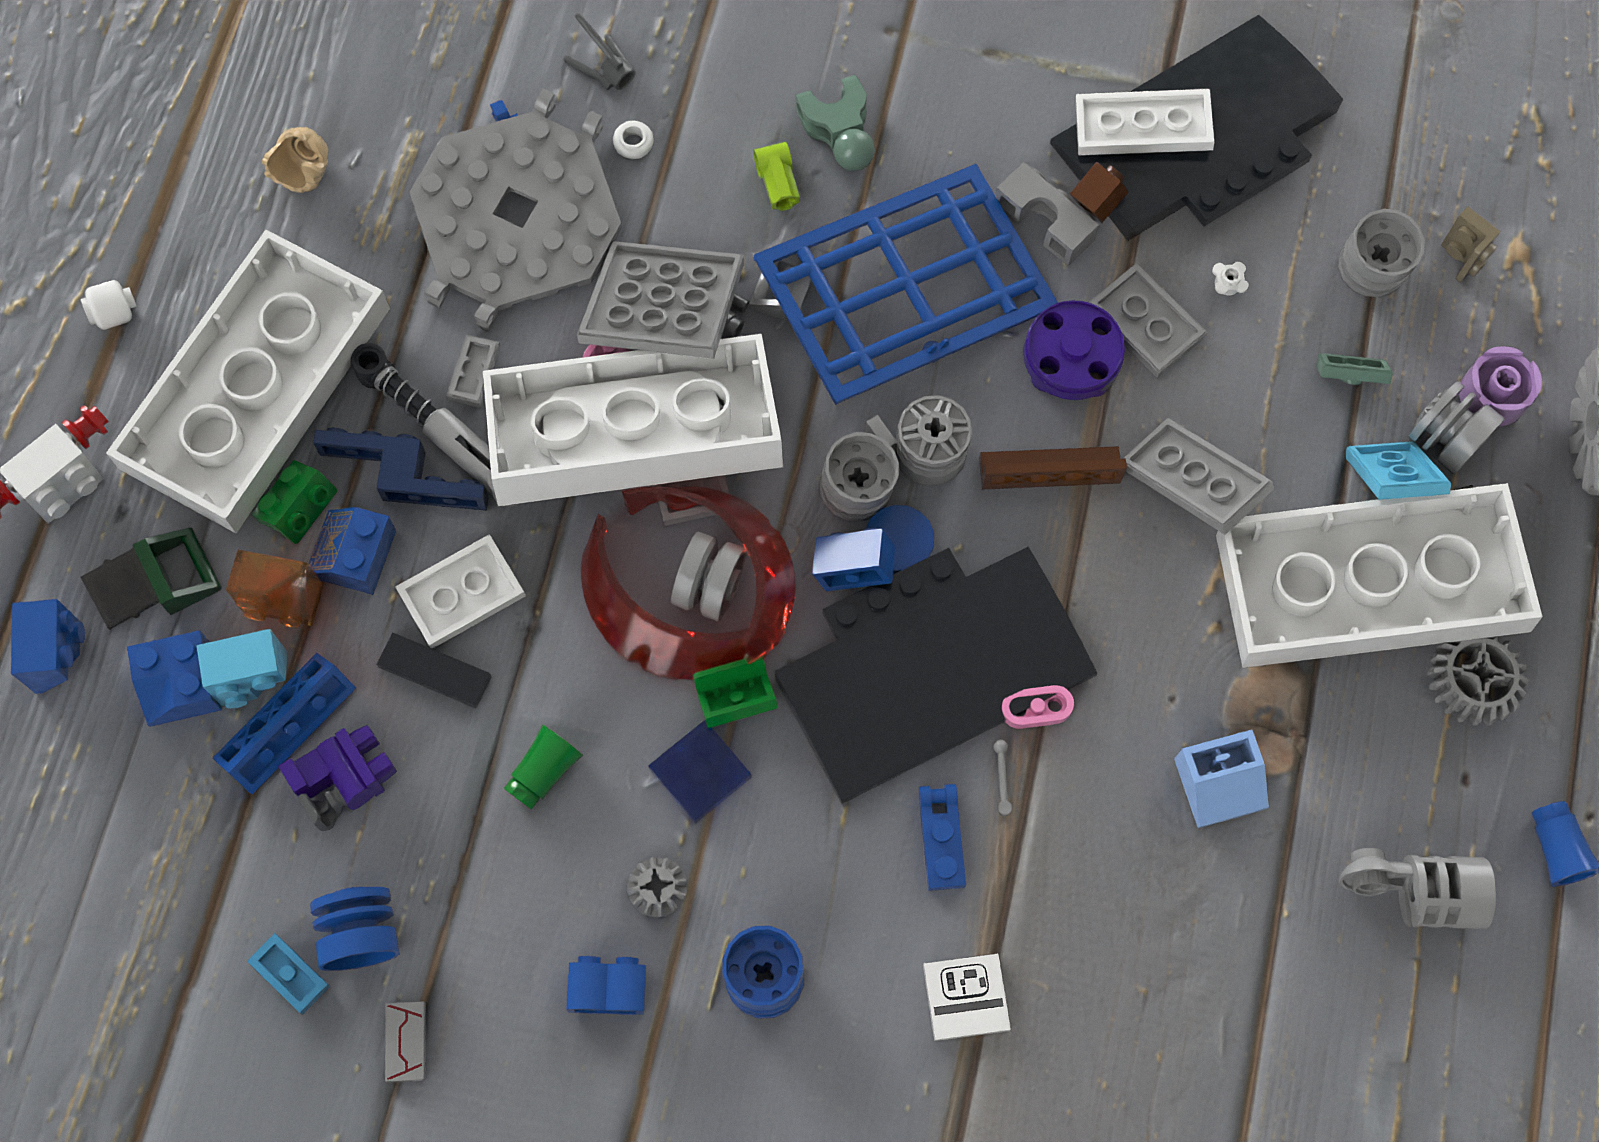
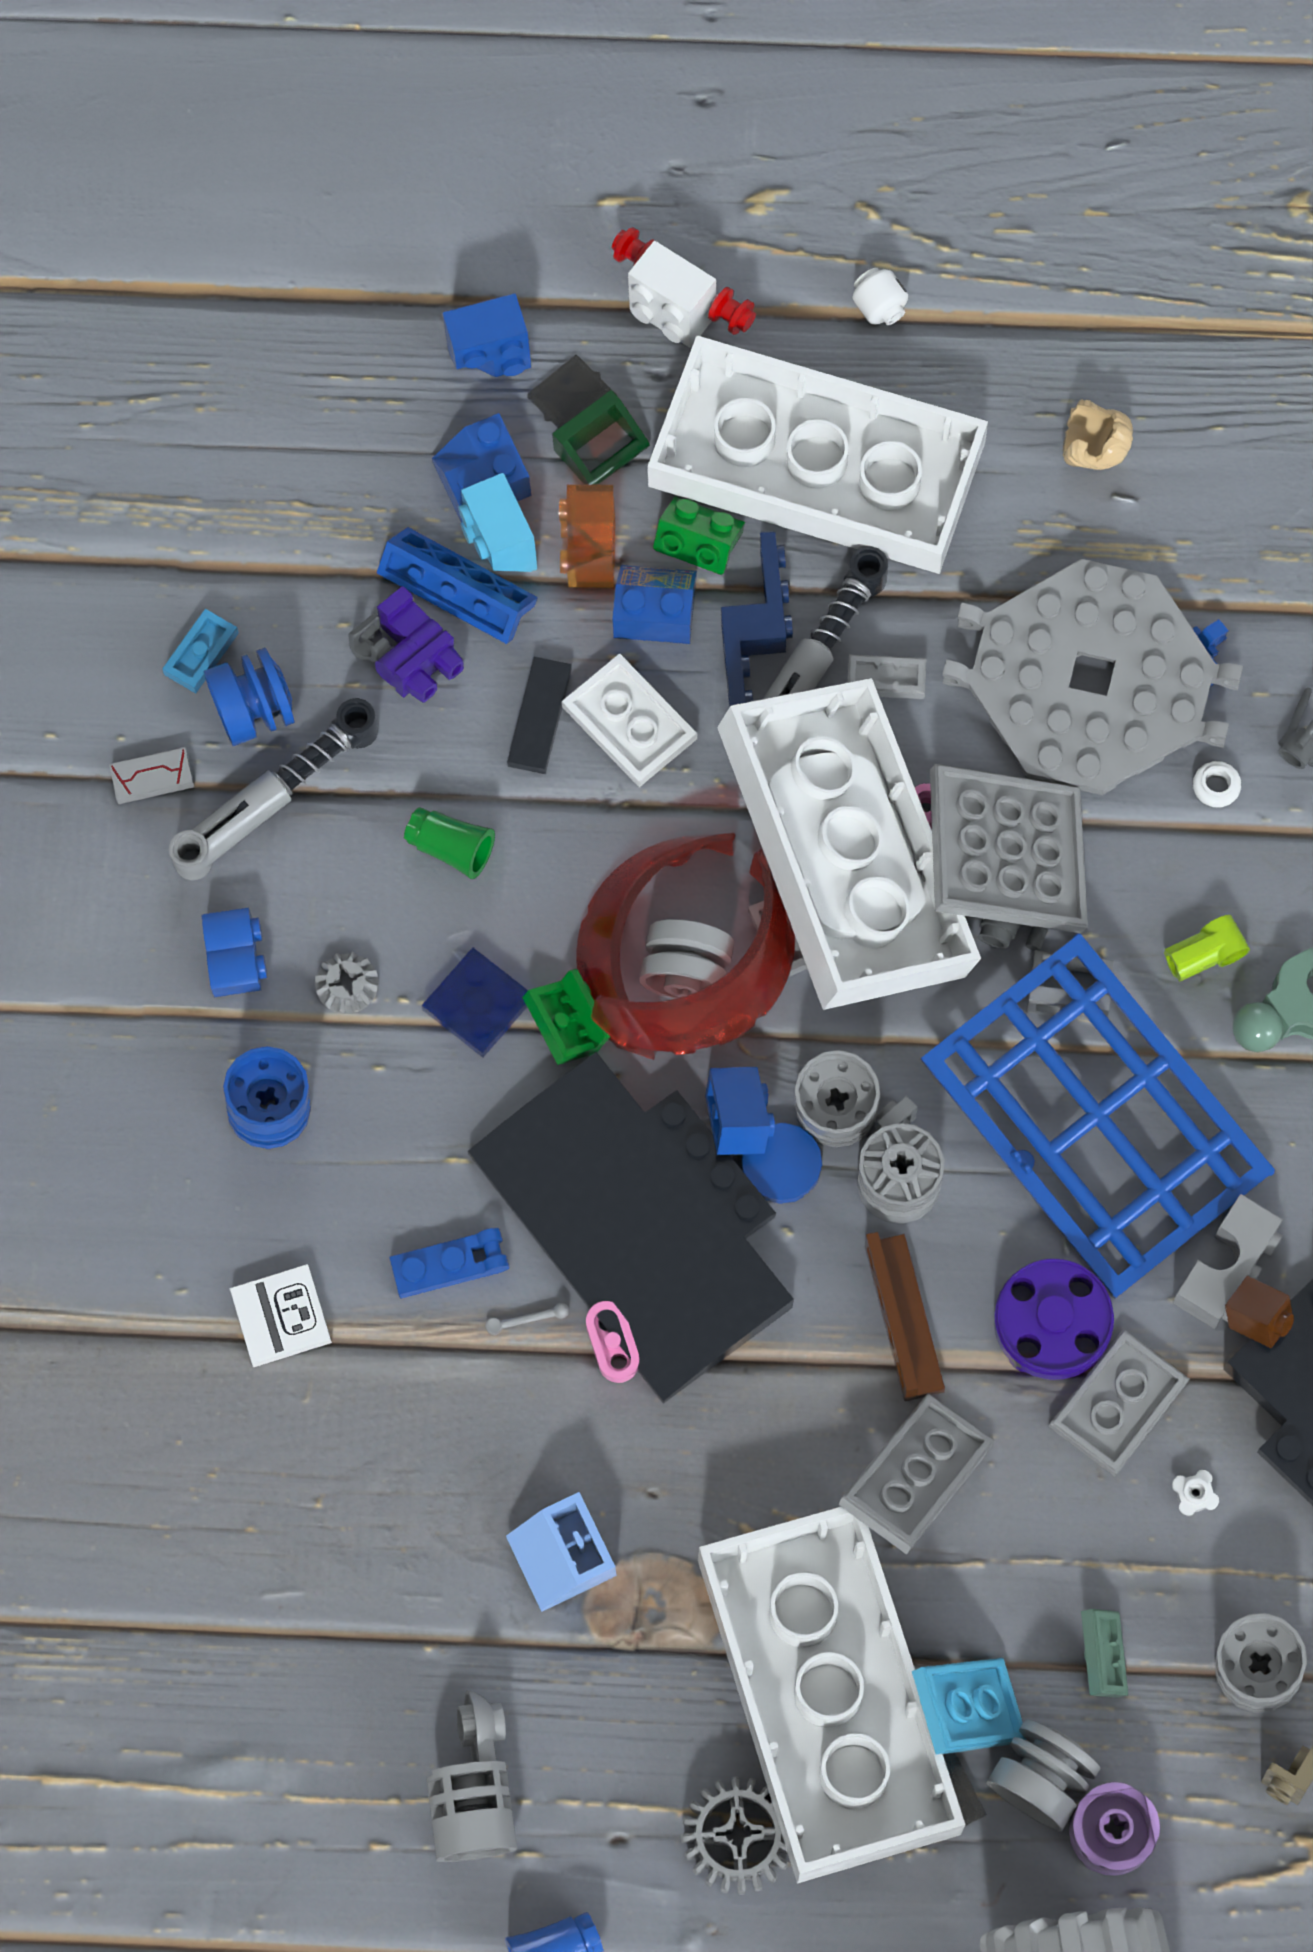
camera: 85 degrees right, 0 degrees up
(452, 926) = (269, 792): none -> piece

